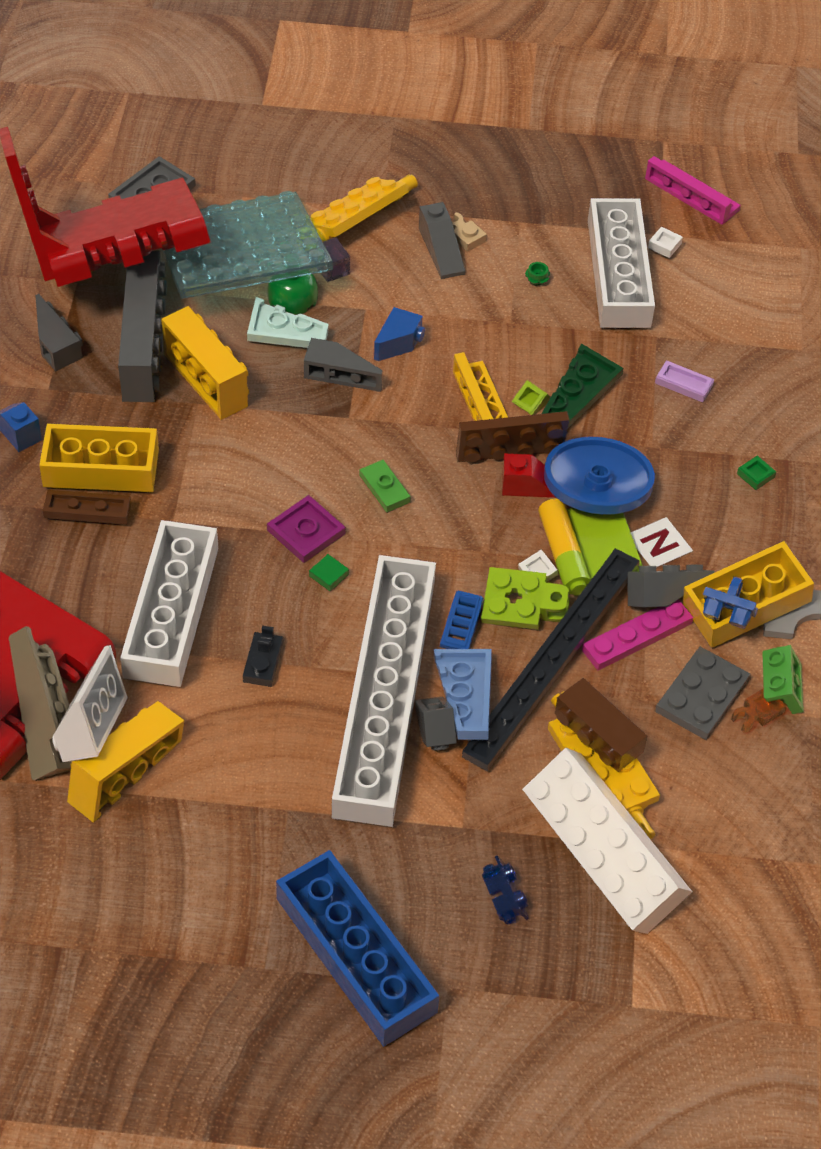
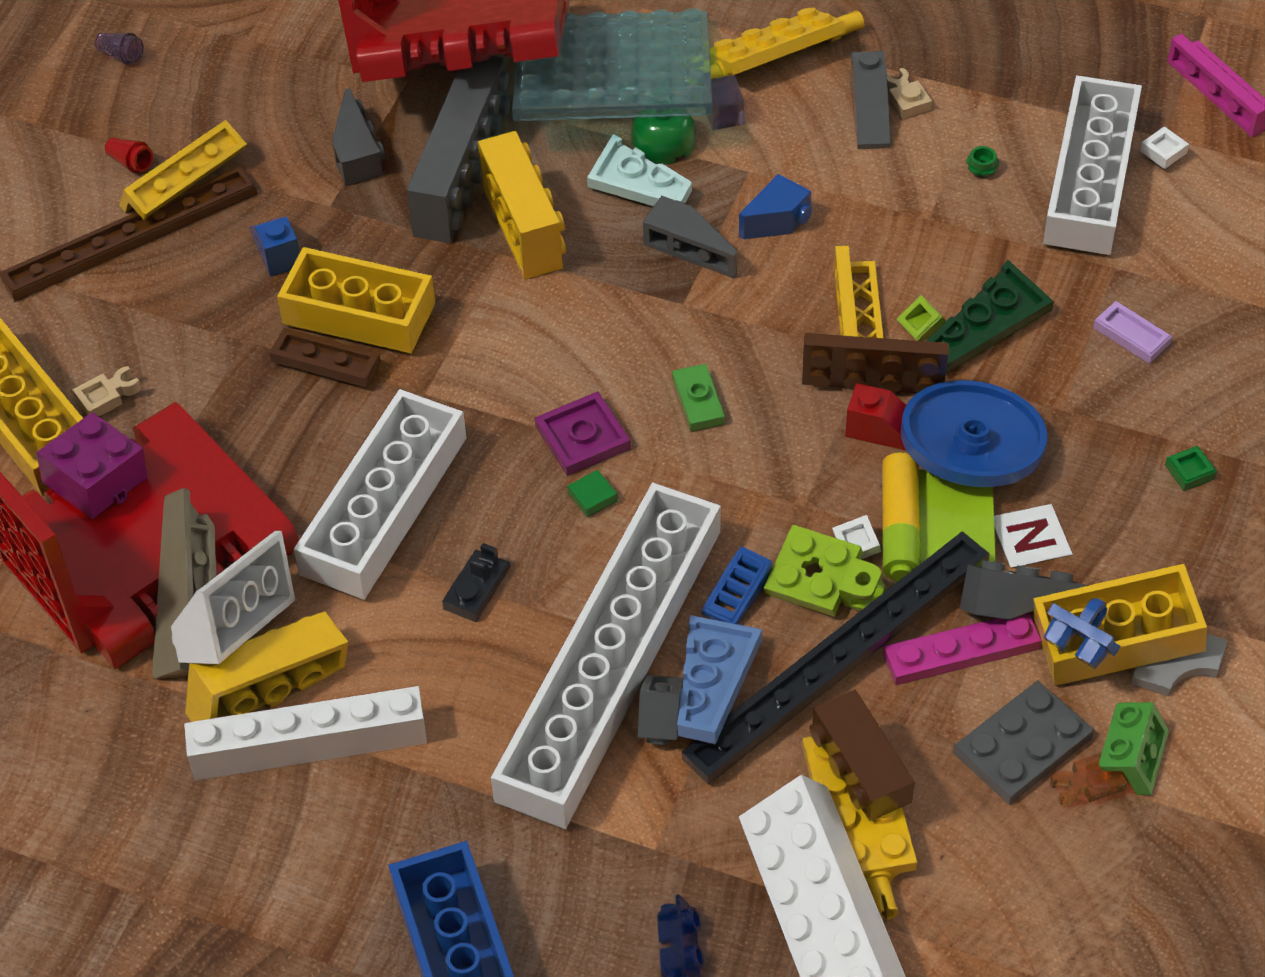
camera: 20 degrees right, 0 degrees up
(172, 797) = (305, 733): none -> white brick

